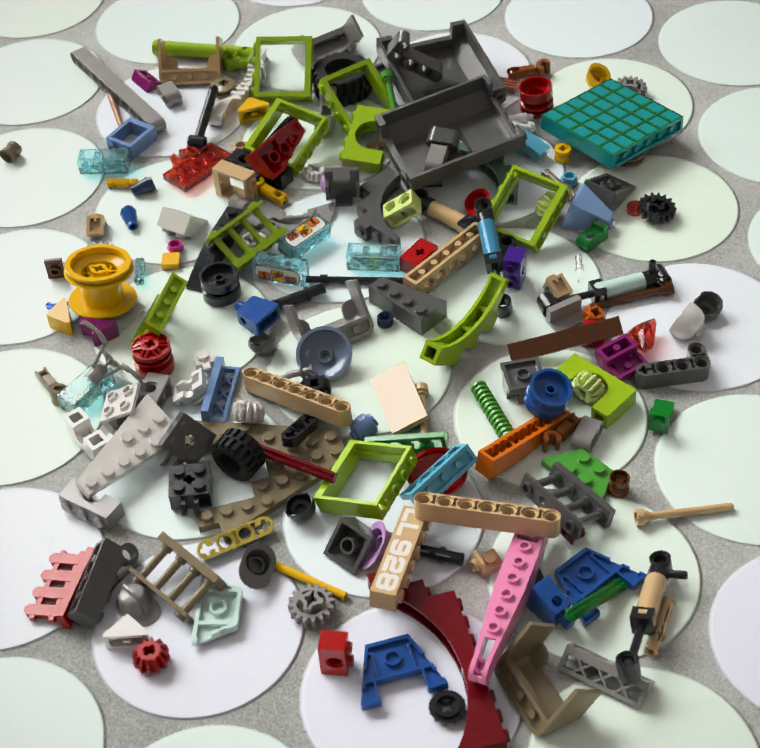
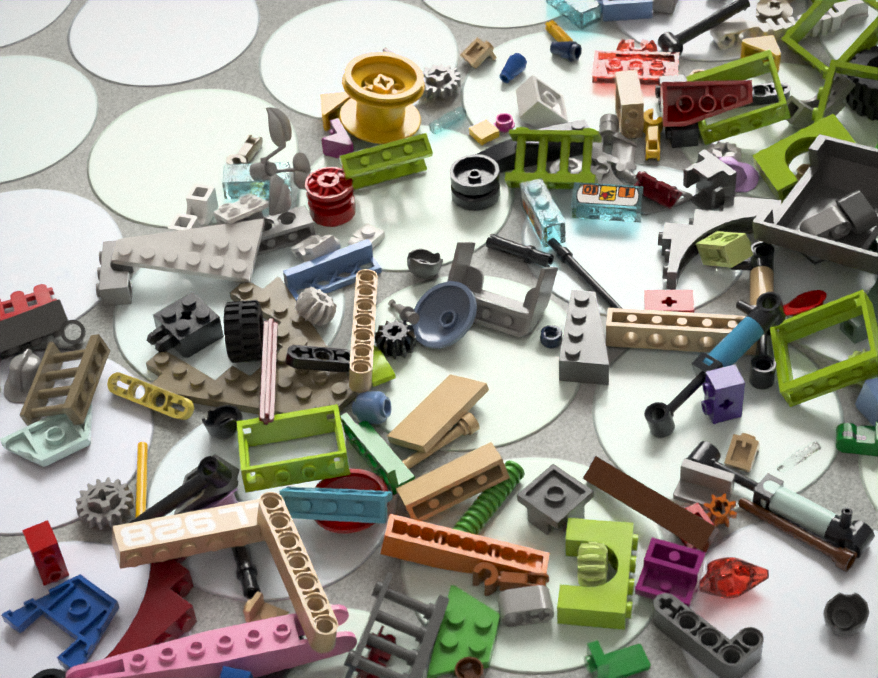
camera: 55 degrees right, 0 degrees up
(174, 440) = (230, 281): dark grey hinge -> none
(257, 314) = (460, 228): blue torso -> none
(257, 565) = (117, 431): dark grey piece -> none
(325, 209) = (658, 190): none -> dark red hinge
(357, 558) = (209, 471): none -> black piece
(373, 257) = (631, 270): clear light blue brick -> none
(470, 413) = (453, 482): none -> tan brick
(481, 317) = (578, 411): lime arch -> none
(548, 393) = (530, 529): blue wheel -> none
(688, 323) = (795, 607): white cylinder -> none

